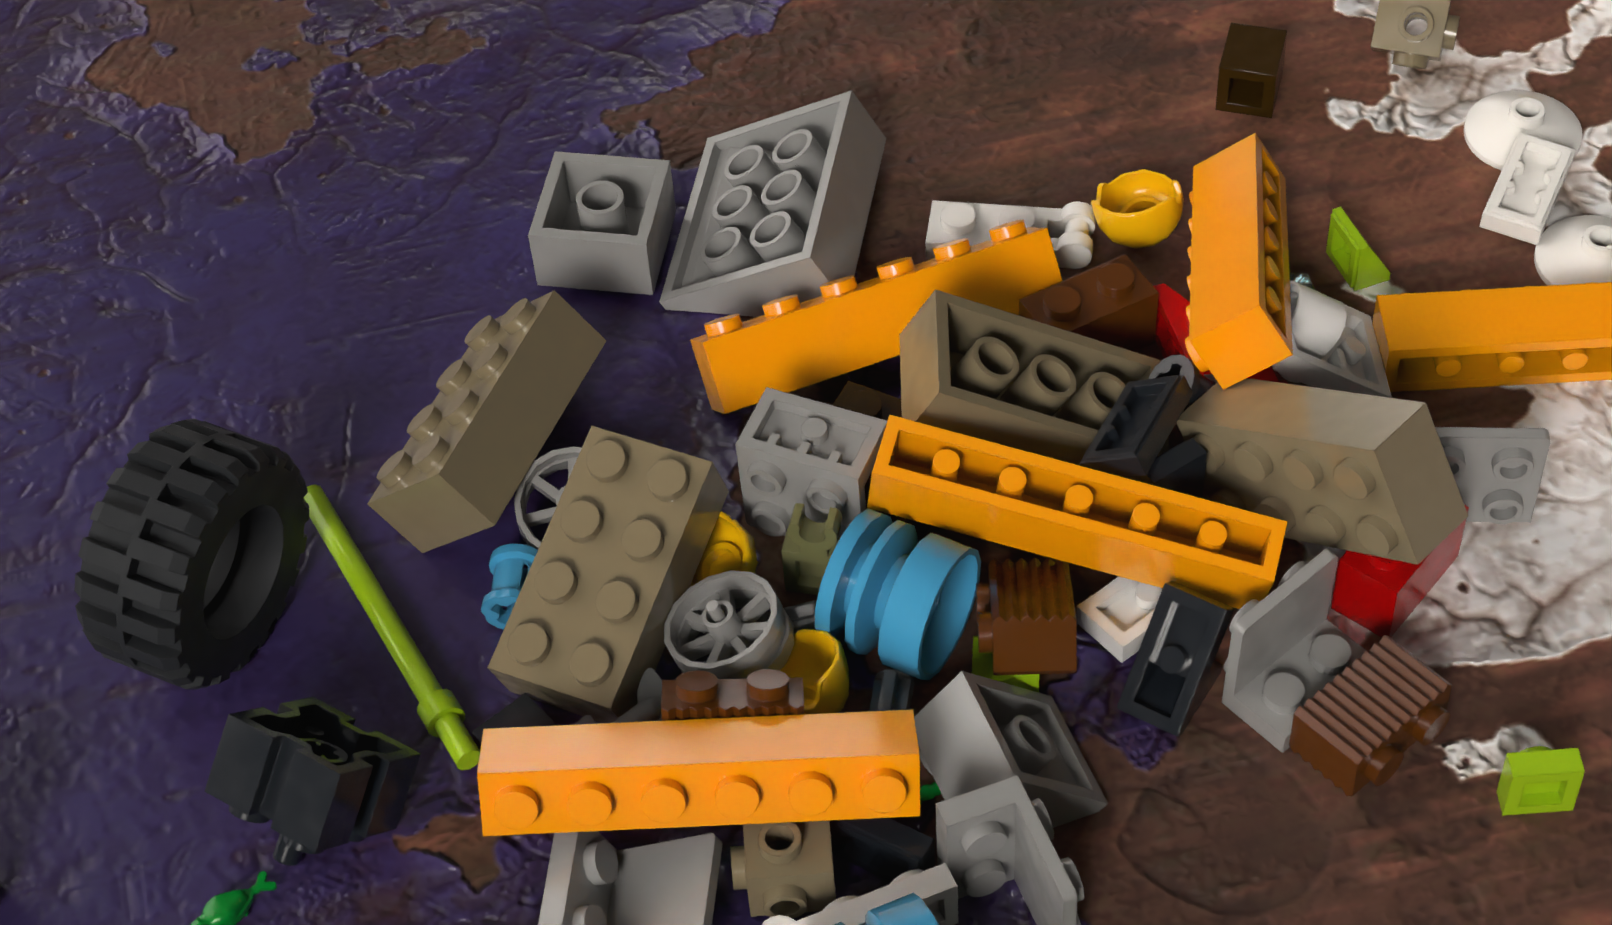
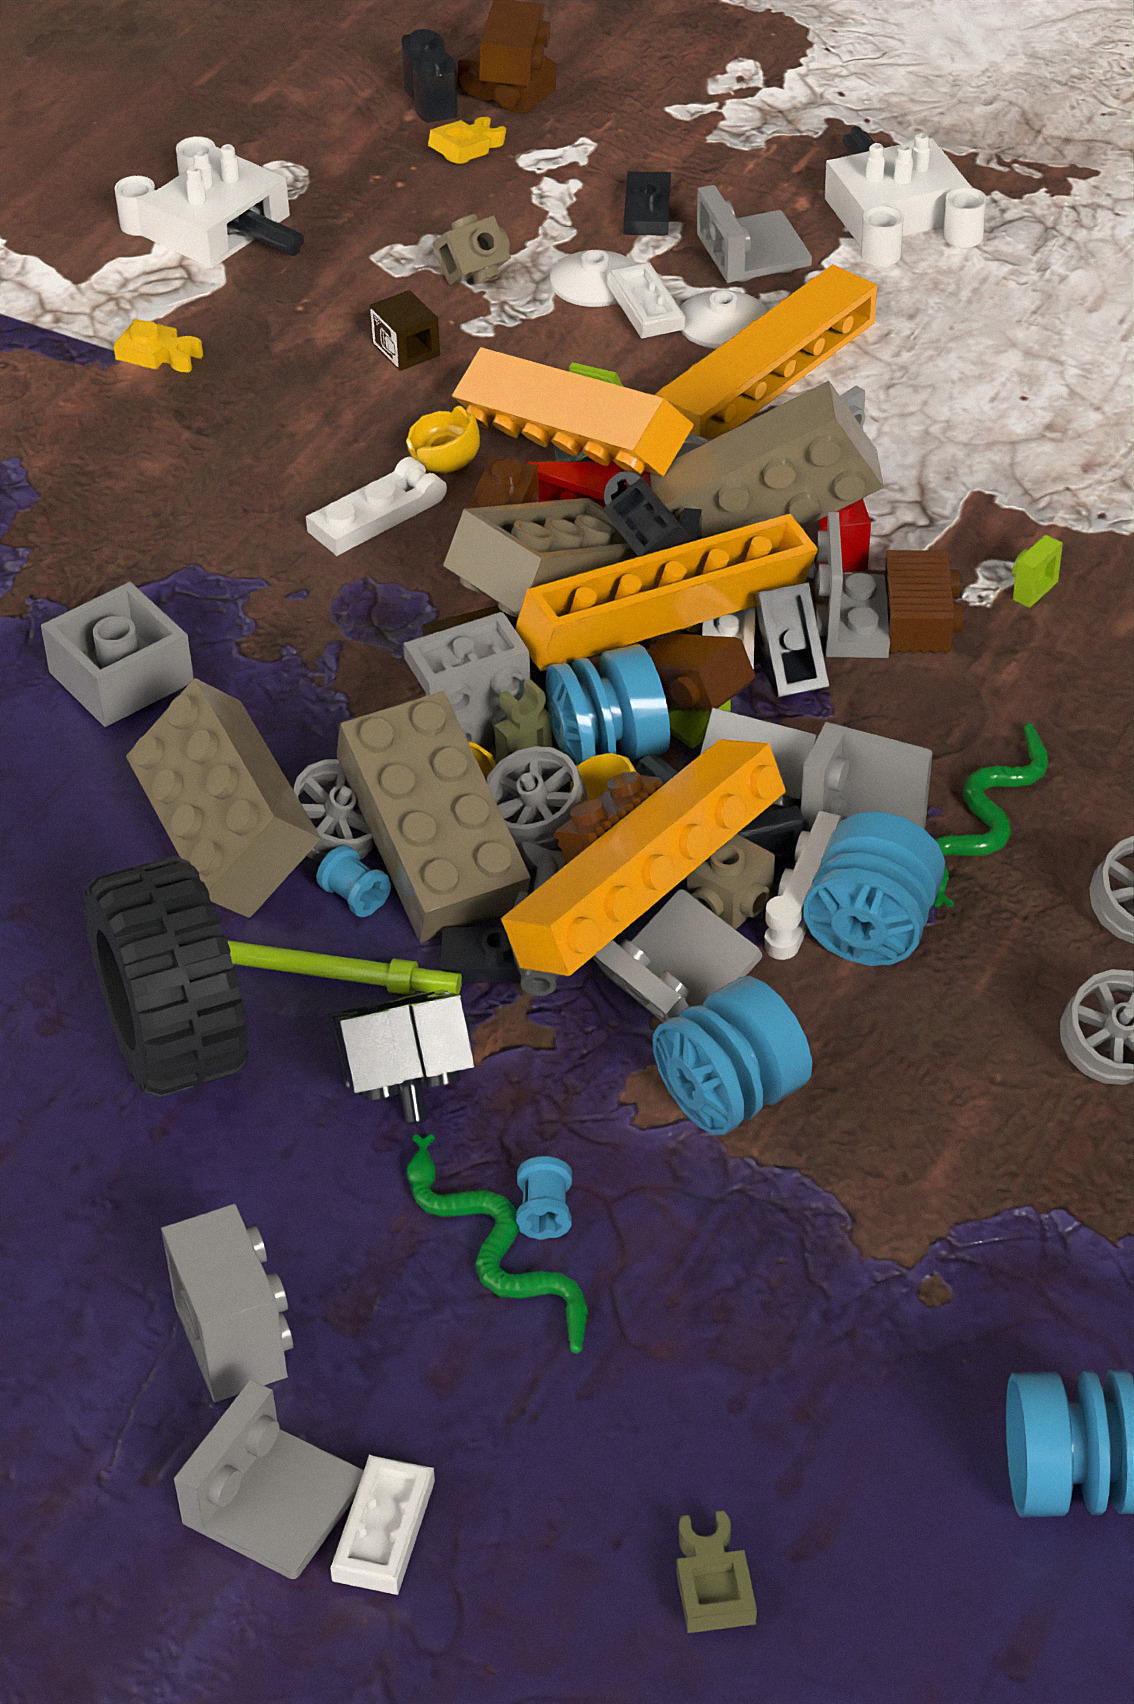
camera: 50 degrees left, 5 degrees down
(776, 209) = (221, 580): light grey slope -> none
(863, 321) = (374, 593): light orange brick -> none

